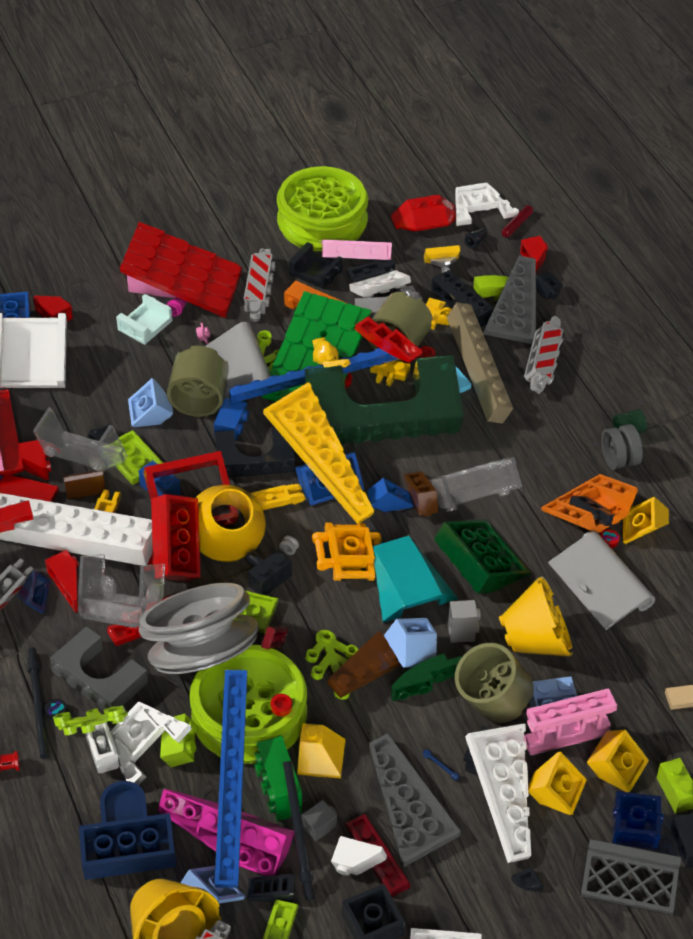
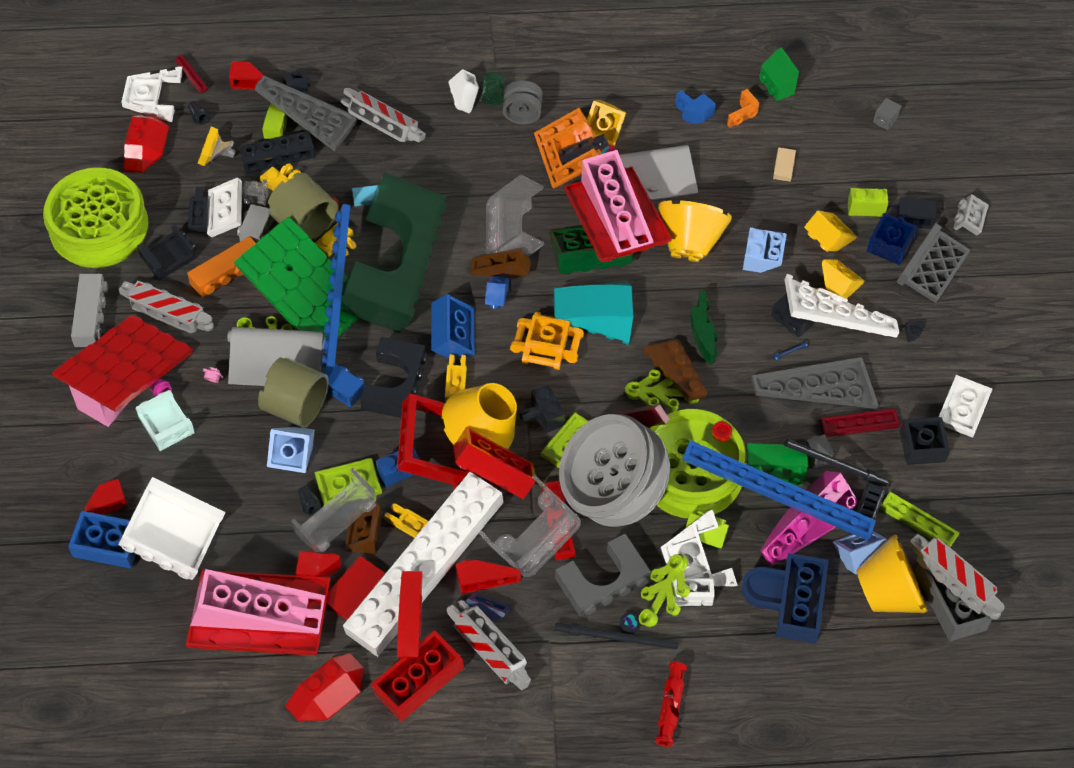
camera: 70 degrees left, 10 degrees up
(234, 238) = (88, 309): none -> light grey brick
(289, 545) = (518, 384): light grey bush -> none
(309, 433) = (416, 318): yellow wing -> none
(320, 752) = (753, 428): yellow slope -> none
(327, 354) = (330, 270): yellow animal -> none
(356, 249) = (163, 210): bright pink fence -> none
(356, 856) = (864, 435): white slope -> none
(387, 340) = (337, 216): red slope -> none
(412, 640) = (670, 324): light blue slope -> none
(463, 621) = (663, 281): light grey brick -> none
(479, 363) = (368, 165): dark tan brick -> none
(494, 682) = (758, 273): olive brick -> none
(532, 546) = (615, 208): none -> piece
(569, 721) = (796, 240): bright pink fence -> none
(611, 403) = (464, 90): none -> white slope

